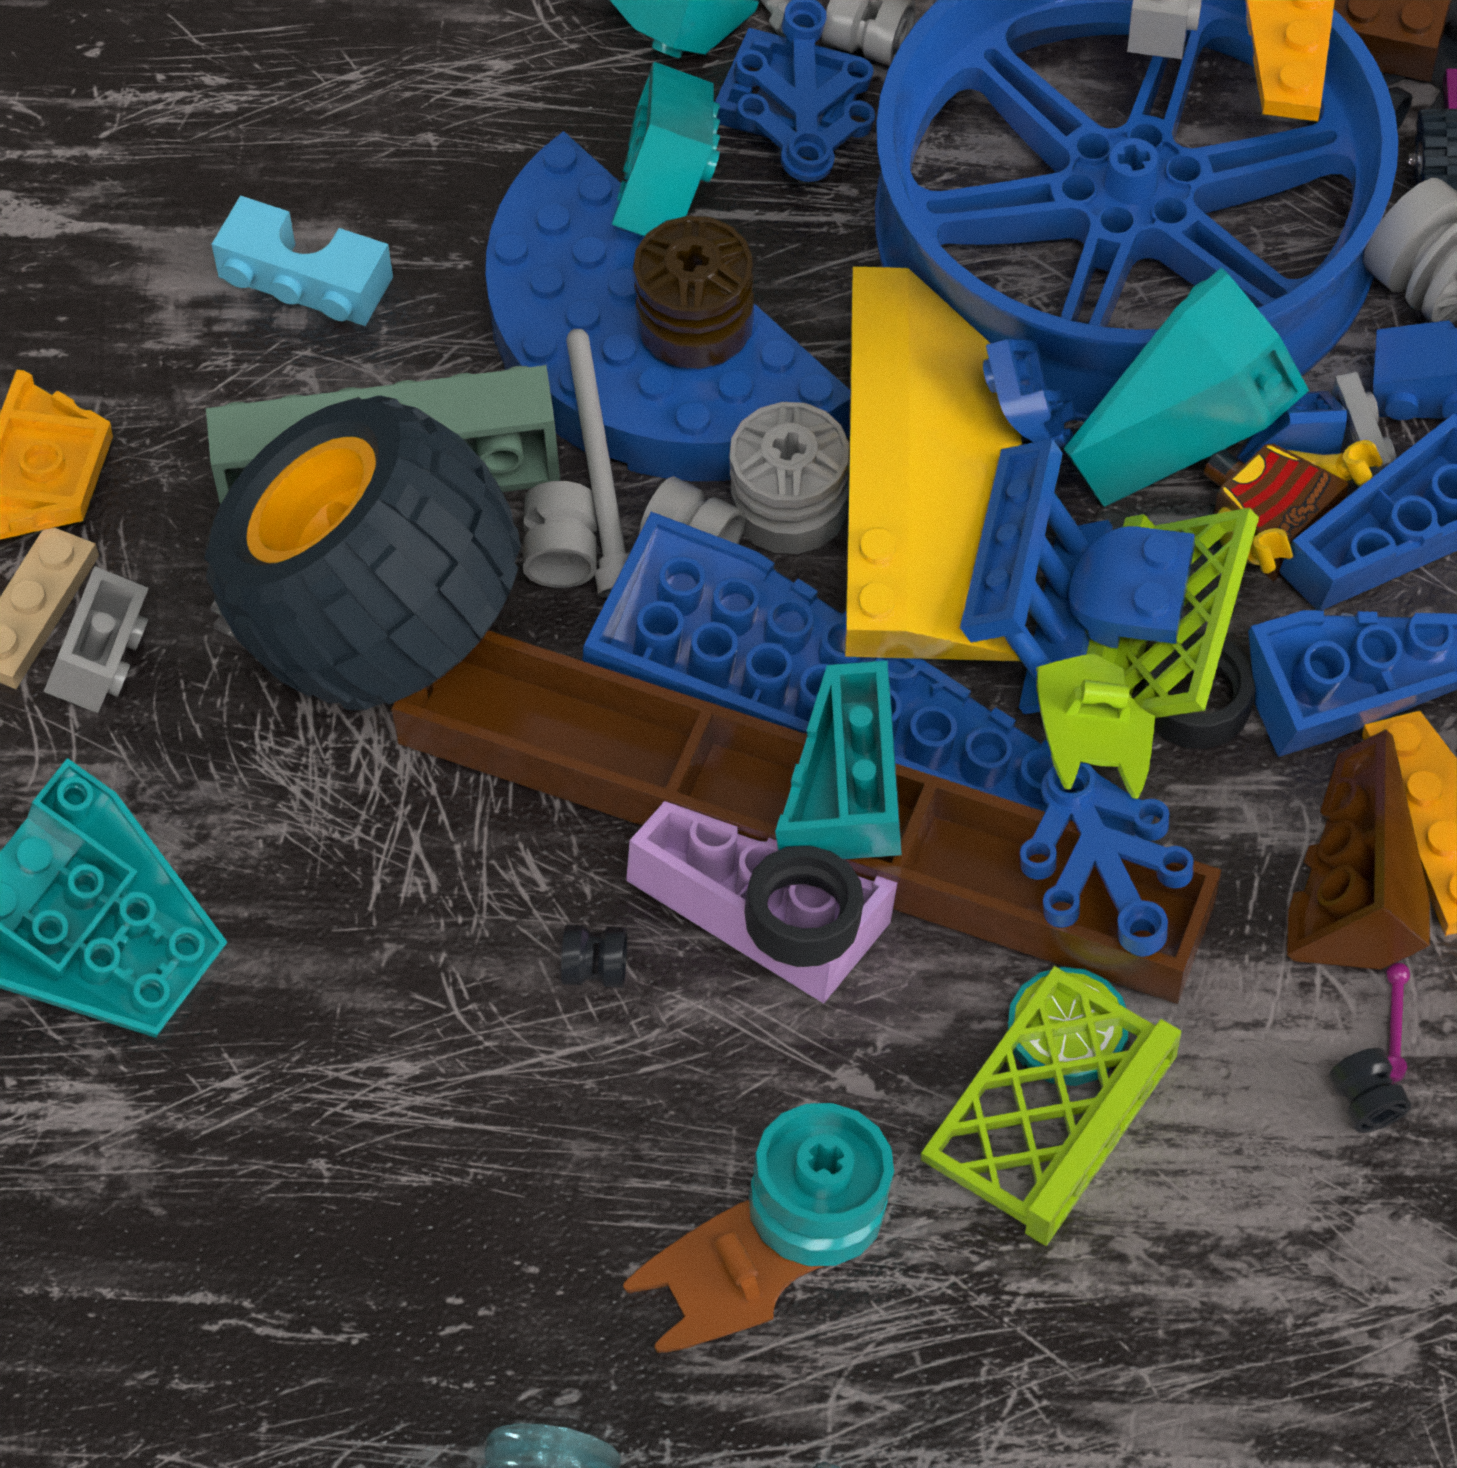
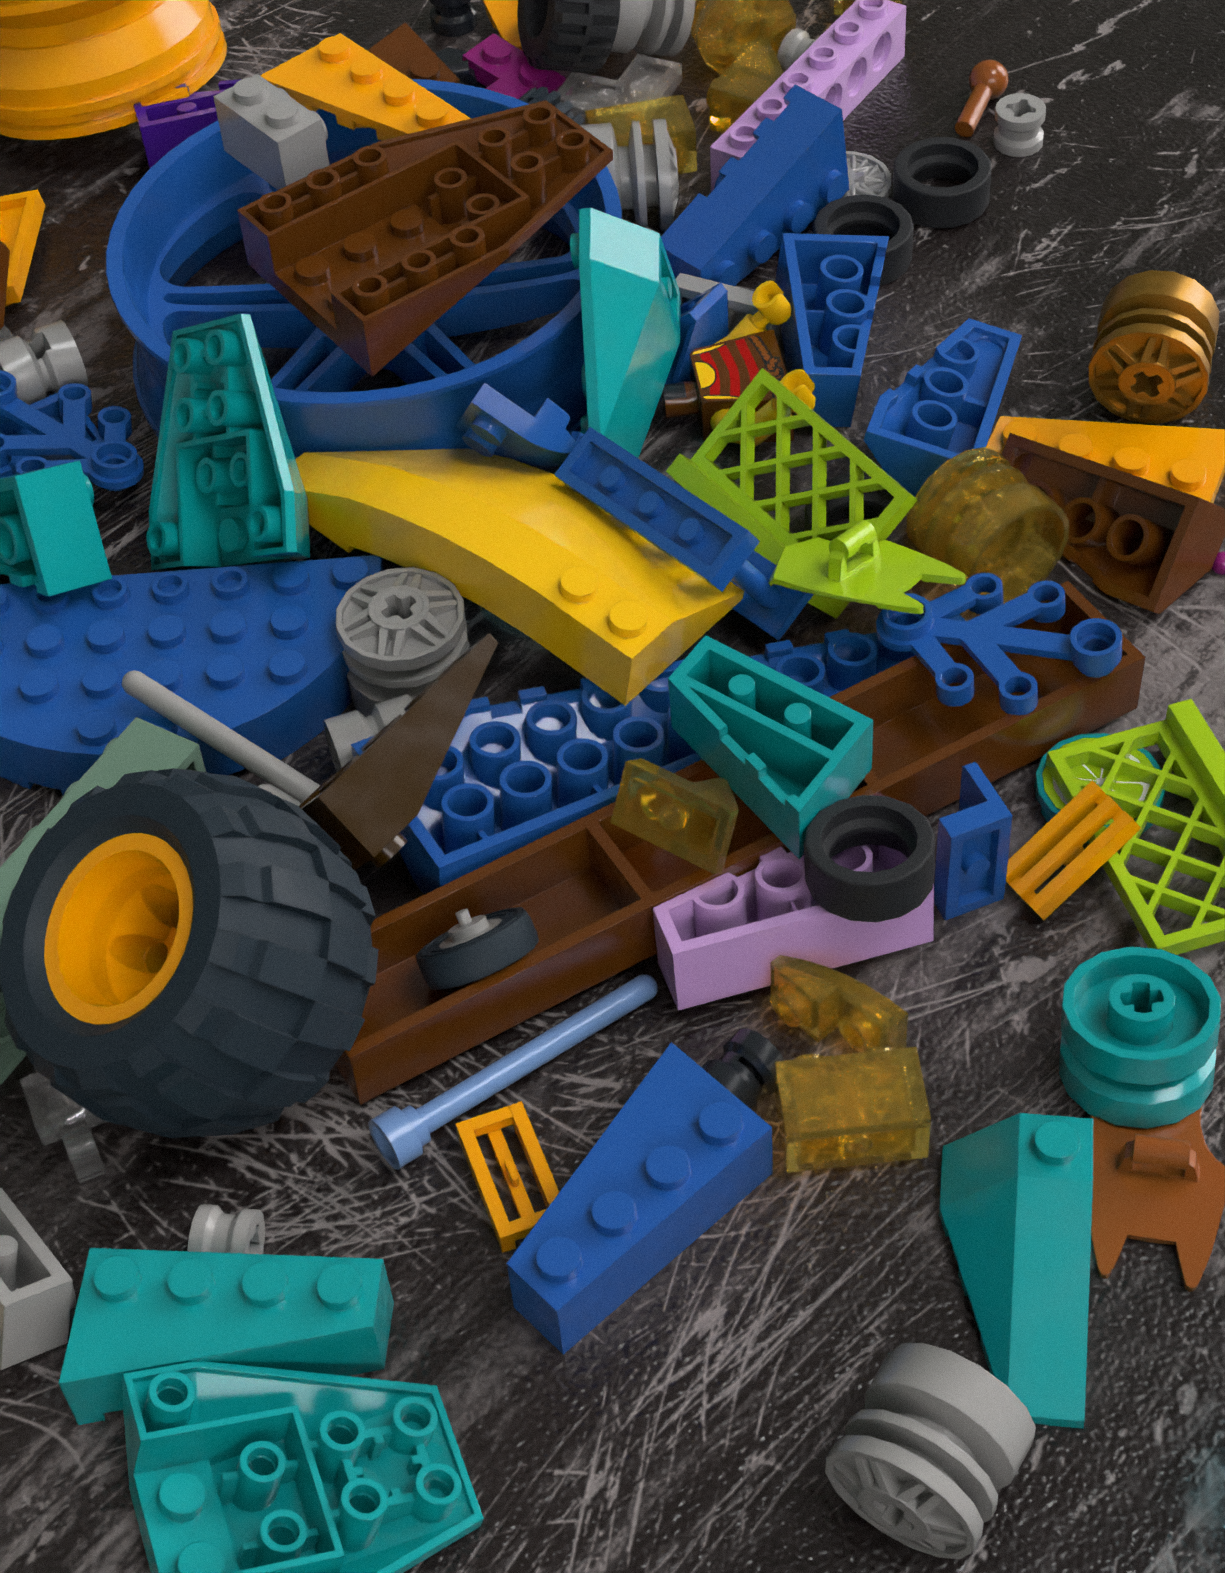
camera: 50 degrees left, 10 degrees down
(166, 783) = (222, 1308): none -> teal wedge
(225, 745) = (227, 1233): none -> light grey wheel
(371, 1252) = (931, 1450): none -> light grey wheel
(389, 913) = (491, 1124): none -> light orange tile
(392, 785) = (404, 1132): none -> medium blue piece
(444, 959) = (639, 1198): none -> blue wedge
(549, 718) = (476, 947): none -> black wheel
(599, 558) = (387, 784): none -> dark brown wedge
(599, 1224) = (1022, 1242): none -> teal wedge
(616, 1039) = (852, 1109): none -> clear yellow brick
(694, 291) = (187, 571): dark brown wheel -> none
(699, 974) = (827, 999): none -> clear yellow slope
(743, 764) = (676, 813): none -> clear yellow slope
(825, 236) = (223, 458): none -> teal wedge
(902, 977) = (972, 848): none -> blue panel
(972, 1029) = (1062, 844): none -> light orange tile
(1132, 585) = (757, 478): blue slope -> none
(1153, 166) = (415, 222): none -> reddish brown wedge
(1249, 779) = (988, 520): none -> clear yellow wheel

